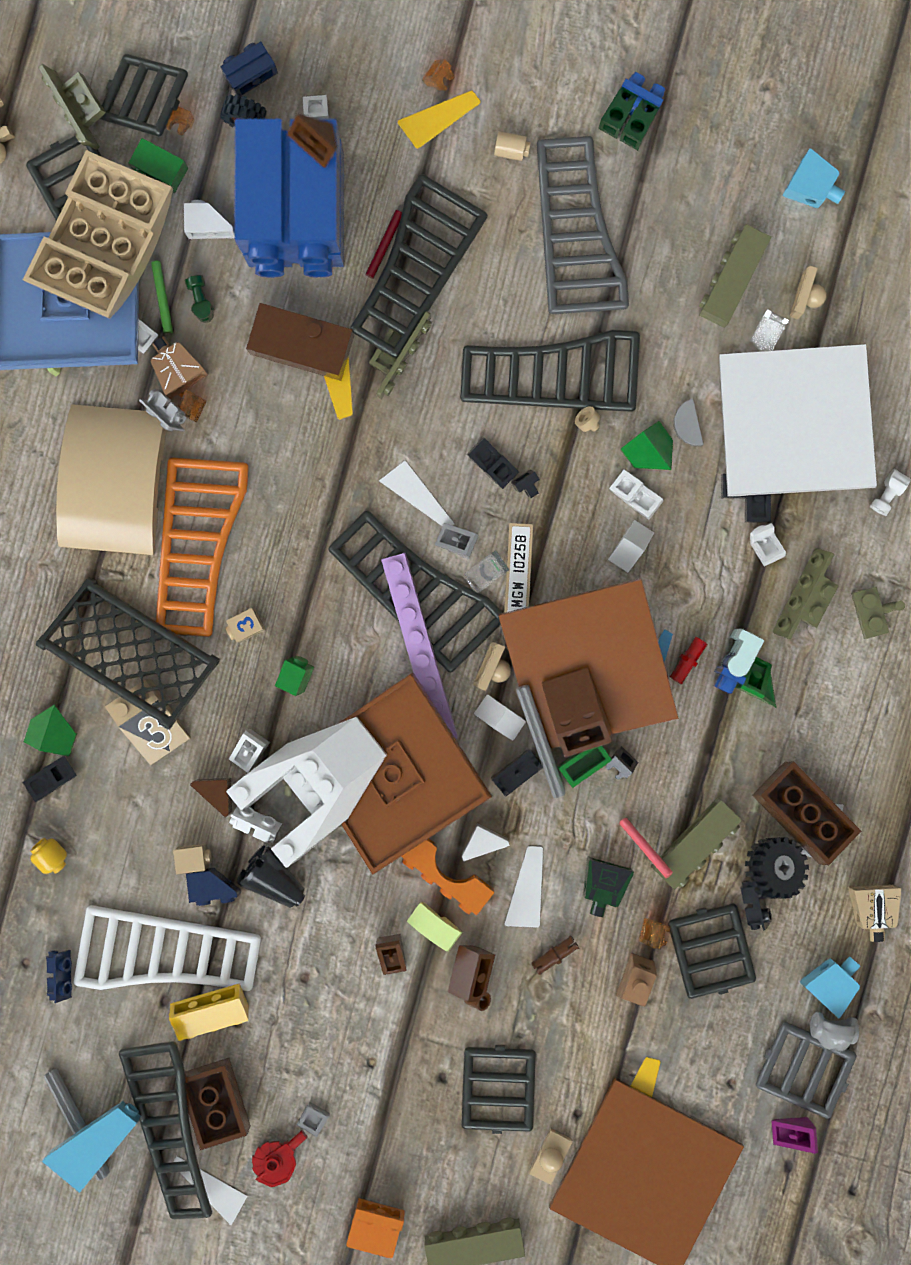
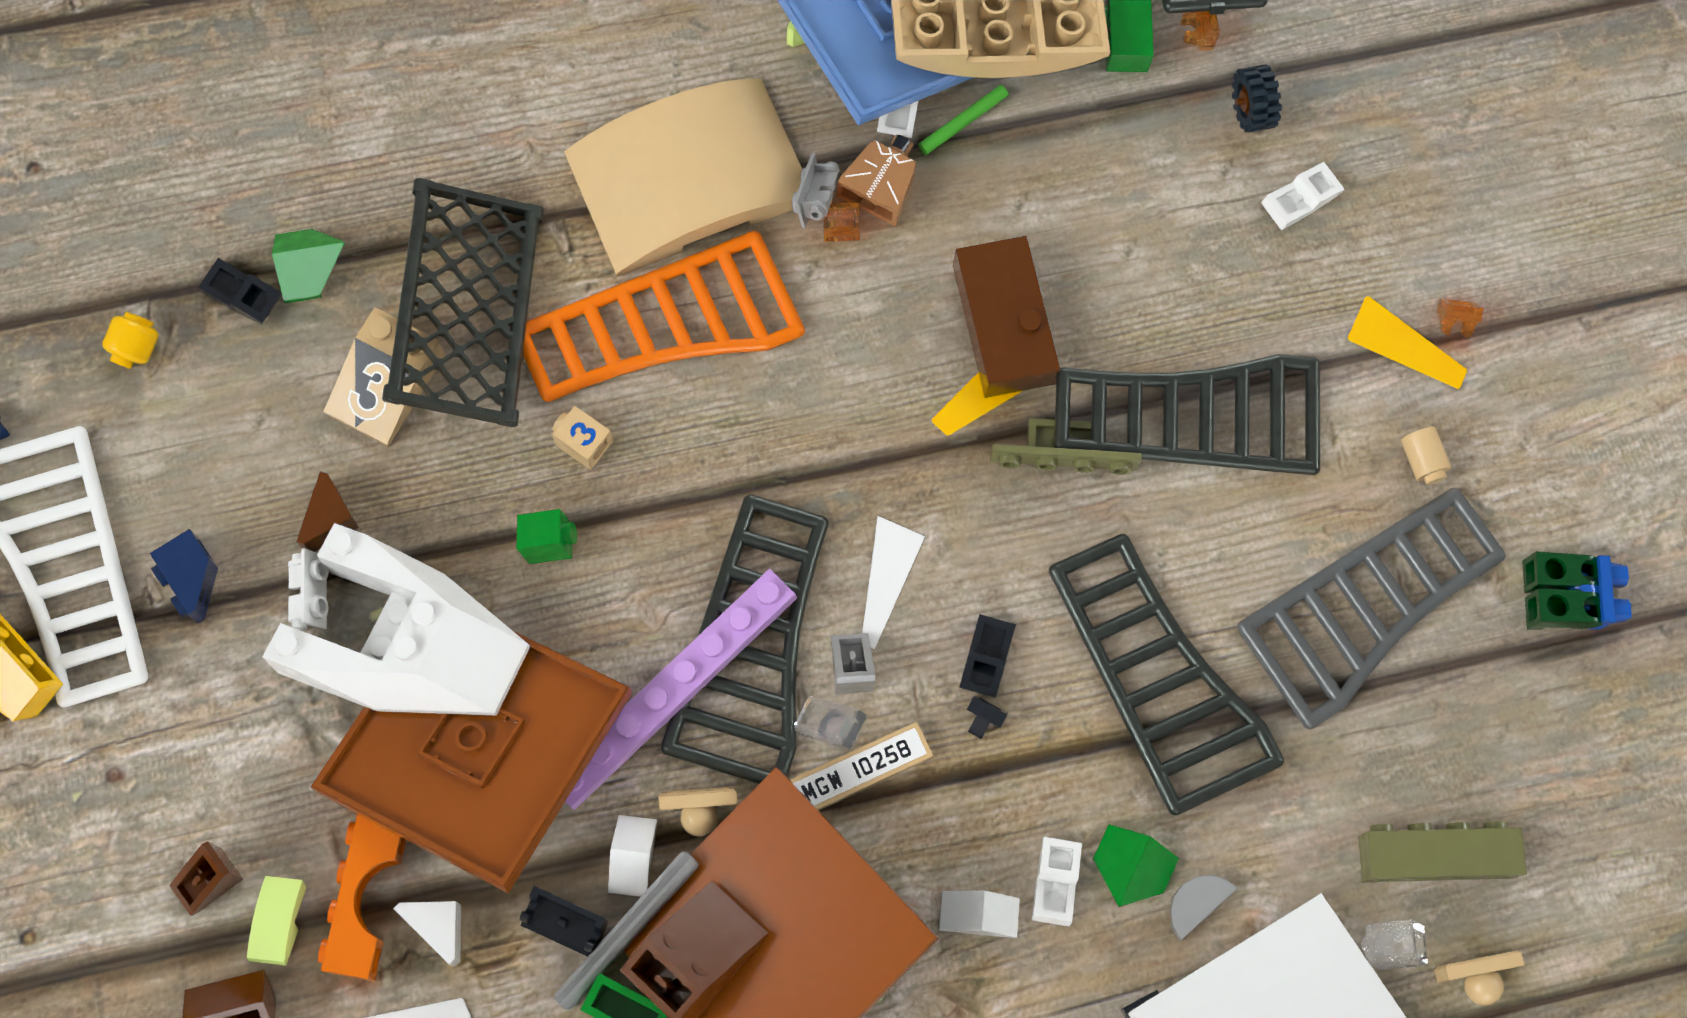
camera: 55 degrees right, 15 degrees down
(192, 858) = (216, 529): tan brick -> none
(201, 308) = (978, 173): dark green leg -> none
(204, 222) = (1089, 122): white slope -> none
(248, 68) = (1317, 79): dark blue brick -> none
(248, 750) = (411, 528): white slope -> none
(271, 879) = (235, 652): black cone -> none
(287, 201) = (1186, 199): blue brick -> none
(314, 137) = (1276, 175): reddish brown slope -> none
(384, 244) = (1195, 360): dark red bar -> none
(587, 419) = (1122, 754): tan tile -> none
(814, 182) = (1638, 896): medium azure torso -> none

